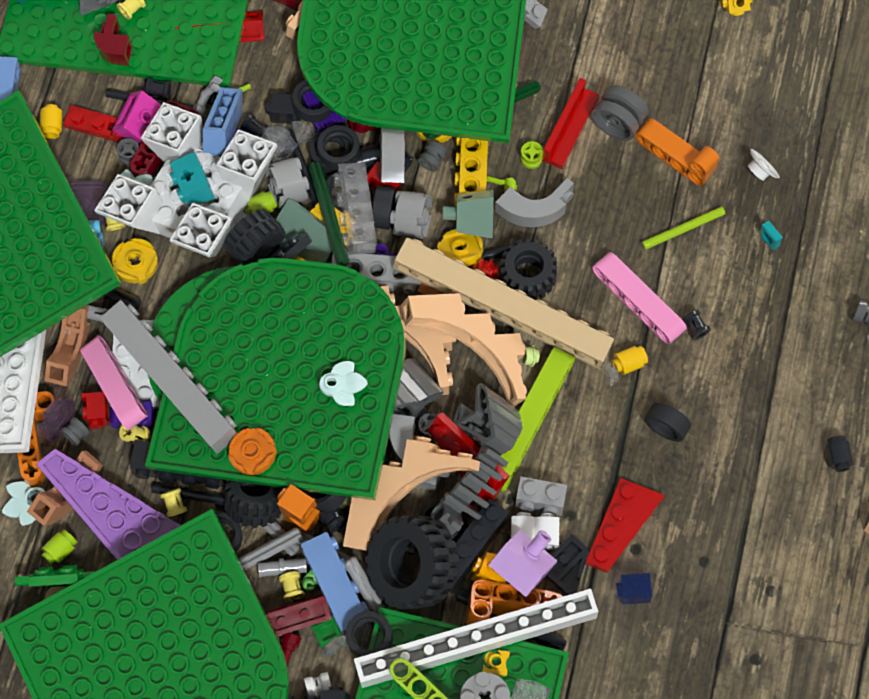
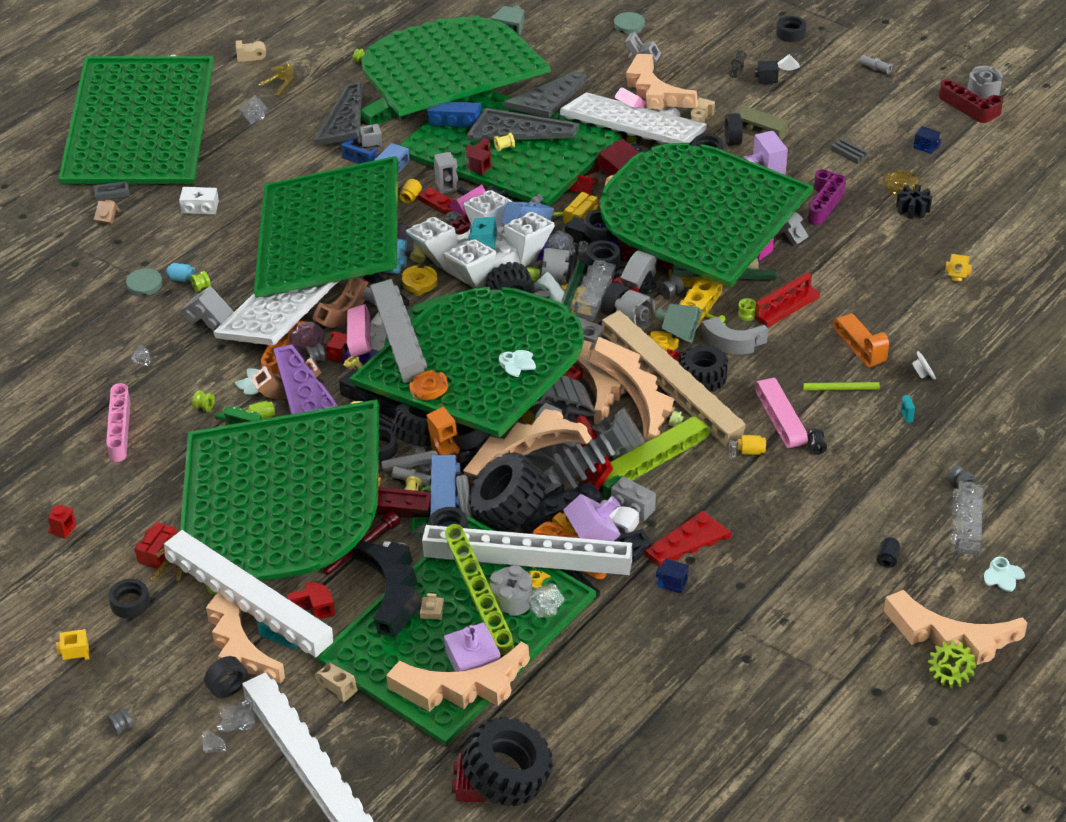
camera: 25 degrees right, 25 degrees down
(82, 80) = (445, 172): none -> light grey brick
(271, 73) = (581, 207): none -> yellow brick
(511, 489) = (608, 485): none -> green tile
(619, 113) = (827, 300): dark grey wheel -> none
(667, 422) = (758, 485): black tyre -> none

